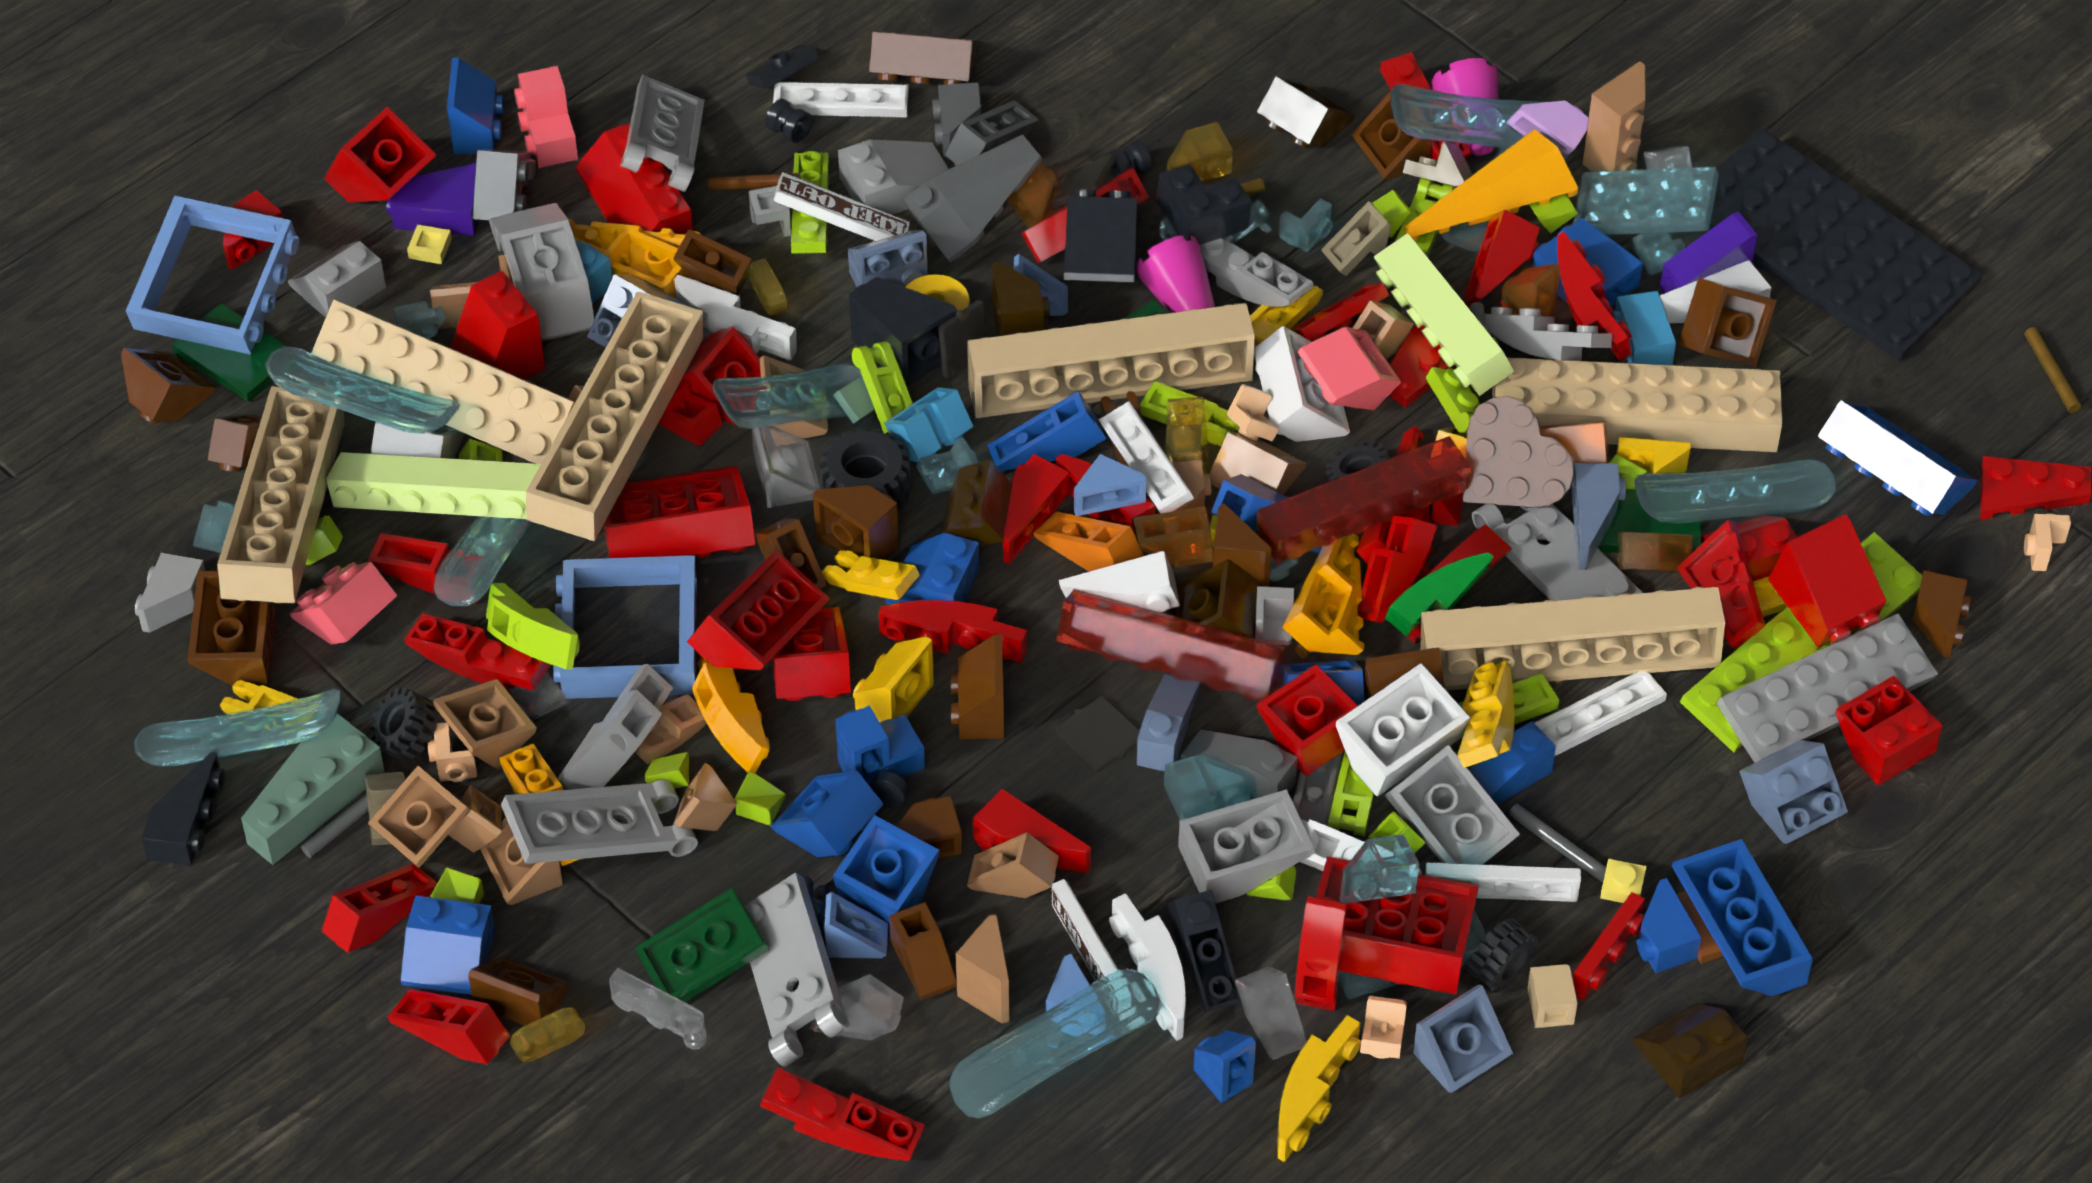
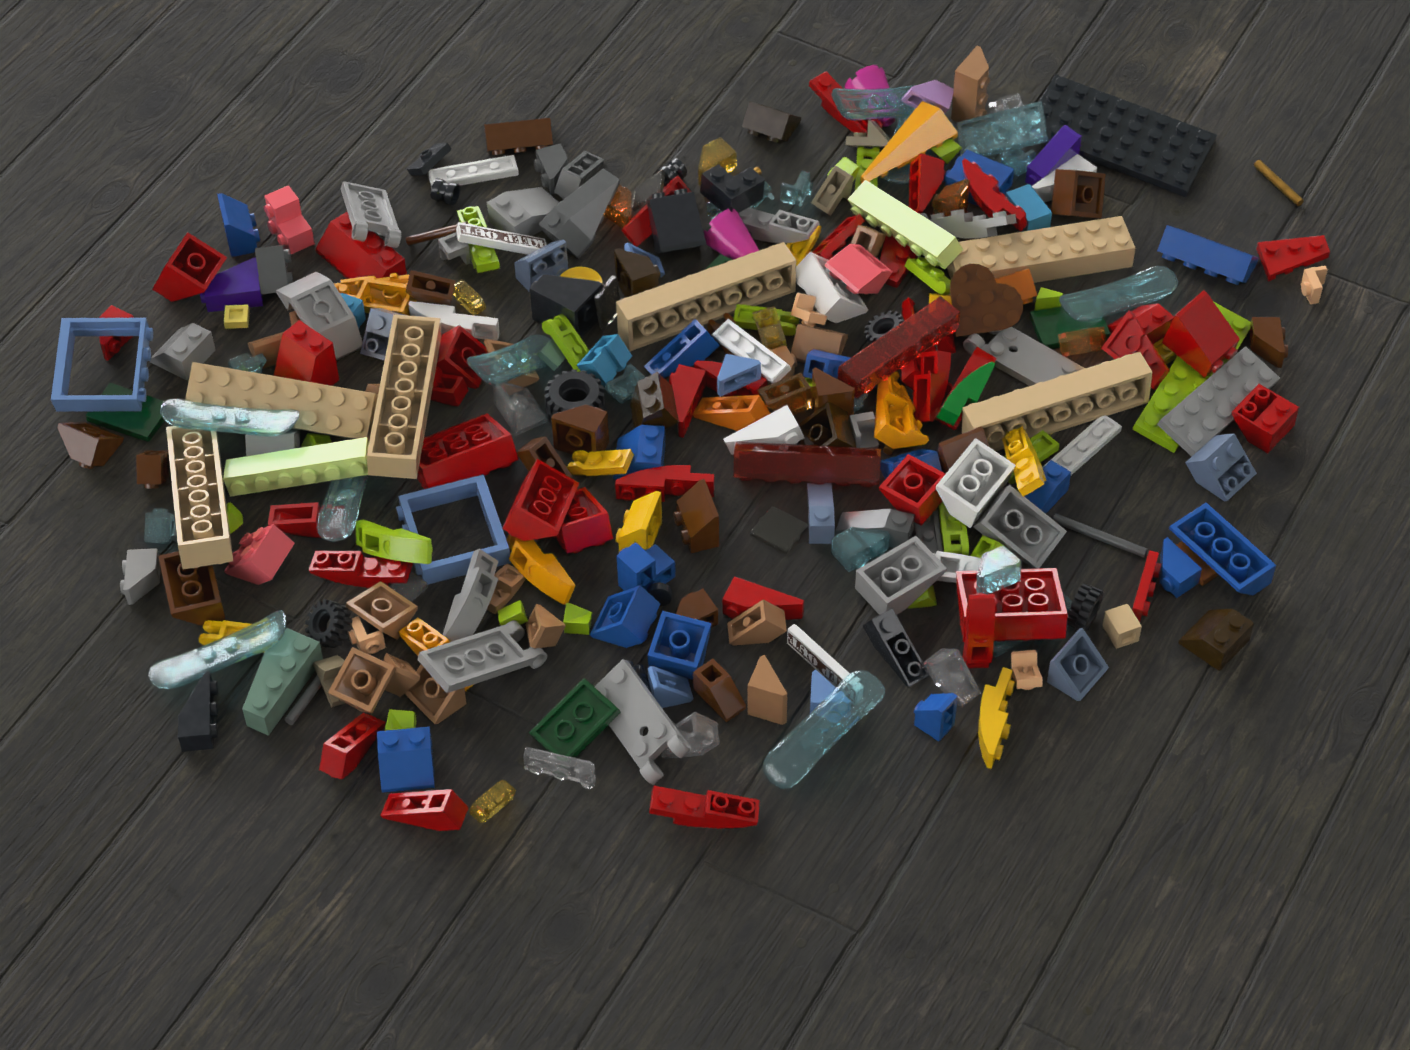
camera: 15 degrees left, 0 degrees up
(516, 990) = (465, 778): reddish brown slope -> none
(1156, 958) = (867, 656): white slope -> none
(1386, 143) = (829, 125): reddish brown slope -> none
(1513, 881) = (1074, 561): white tile -> none
(1595, 504) = (1037, 321): sand blue slope -> none
(1621, 880) = (1139, 545): light yellow plate -> none
(1655, 455) = (1063, 283): yellow slope -> none

